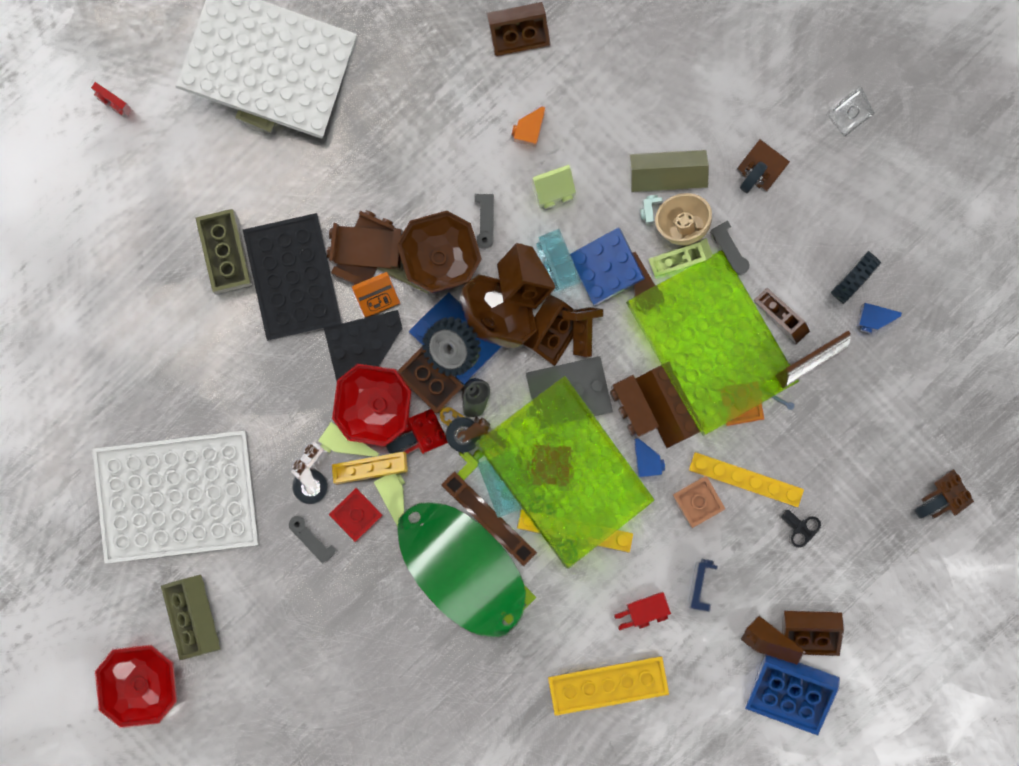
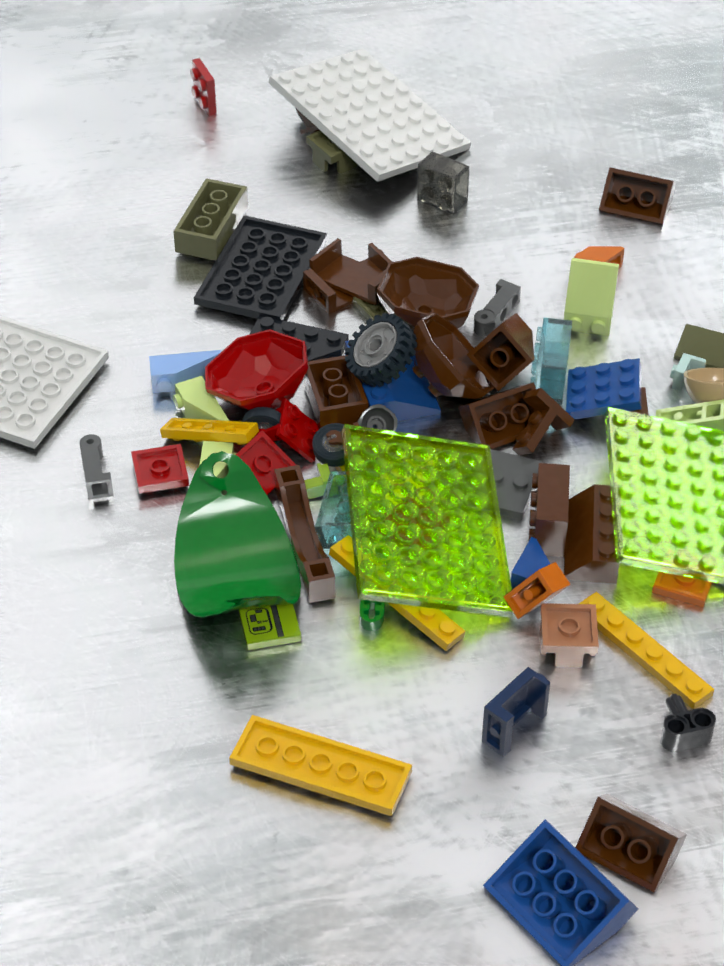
camera: 30 degrees right, 40 degrees down
(305, 421) = (176, 368): none -> light blue slope
(309, 484) = (133, 417): plate -> none
(370, 109) = (443, 183): none -> clear smoke brick
(375, 294) = (335, 307): orange tile -> none
(423, 475) = (263, 457): none -> red plate
(645, 610) = (423, 709): red hinge -> none
(666, 485) = (536, 590): none -> orange slope
(770, 641) = (568, 813): reddish brown slope -> none

